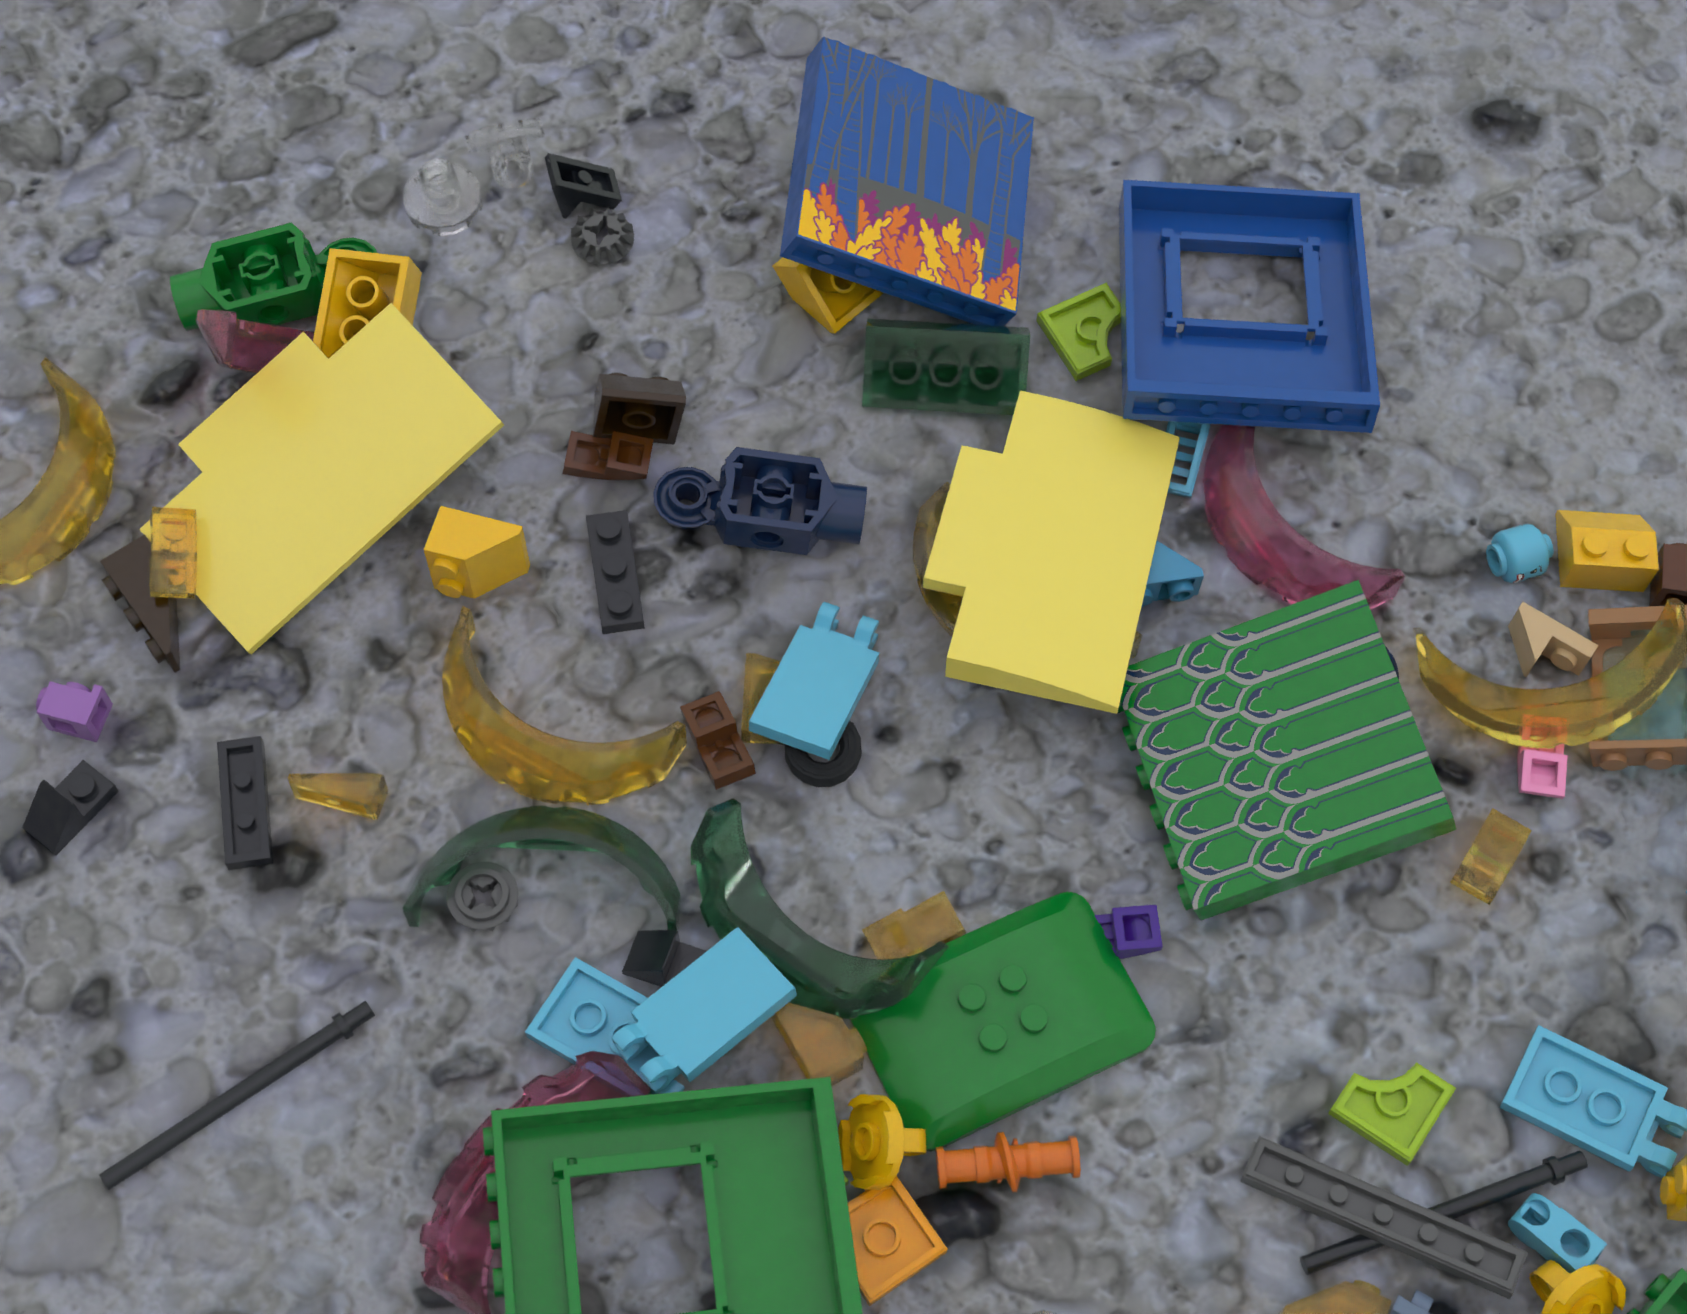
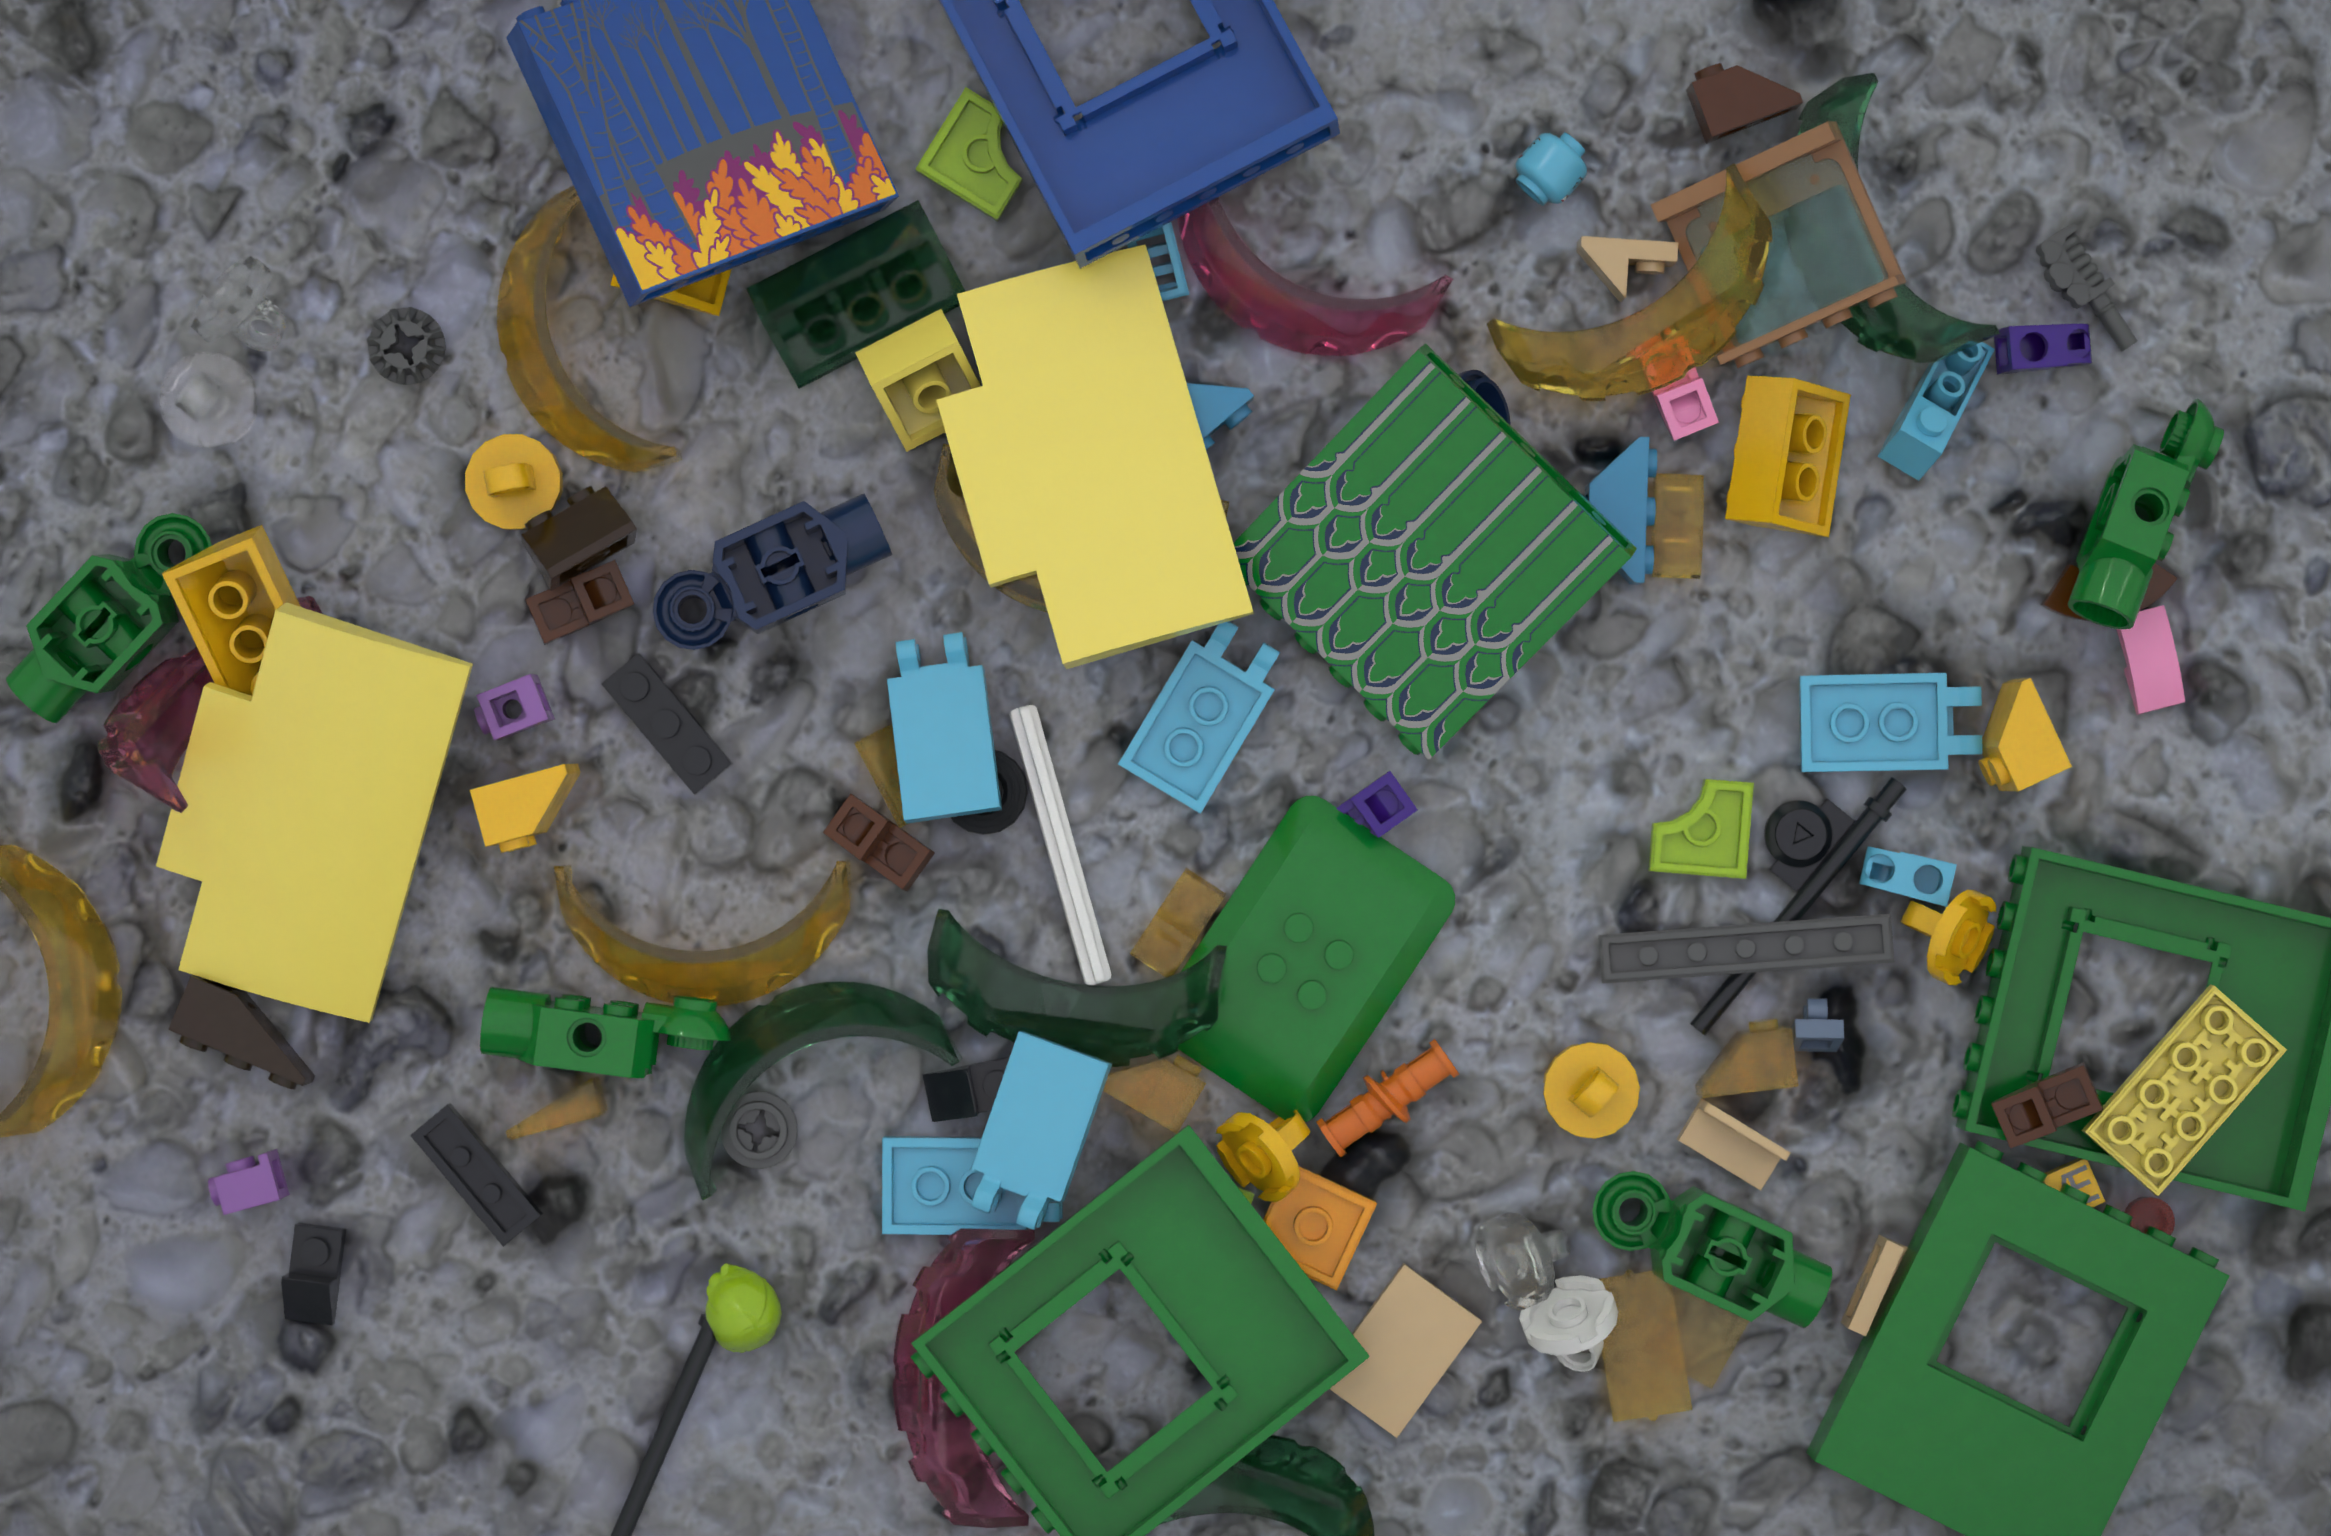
camera: 30 degrees left, 25 degrees up
(173, 552) = (237, 983): clear yellow slope -> none
(373, 1024) = (741, 1309): none -> lime hair
(407, 744) = (553, 1032): none -> green brick
(511, 493) = (492, 709): none -> medium lavender brick
(581, 182) = (348, 303): black slope -> none
(615, 348) = (512, 480): none -> yellow tile
(682, 305) = (534, 362): none -> clear yellow windscreen
(856, 822) = (1060, 845): none -> white axle
(947, 426) = (914, 371): none -> light yellow slope
(1026, 788) = (1200, 720): none -> medium azure tile
(1184, 1263) = (1591, 1090): none -> yellow tile
(1466, 796) = (1623, 499): none -> dark azure slope
(1475, 1158) = (1801, 838): none -> black piece
(1605, 551) = (1632, 107): yellow slope -> none
(1610, 851) = (1787, 455): none -> yellow slope

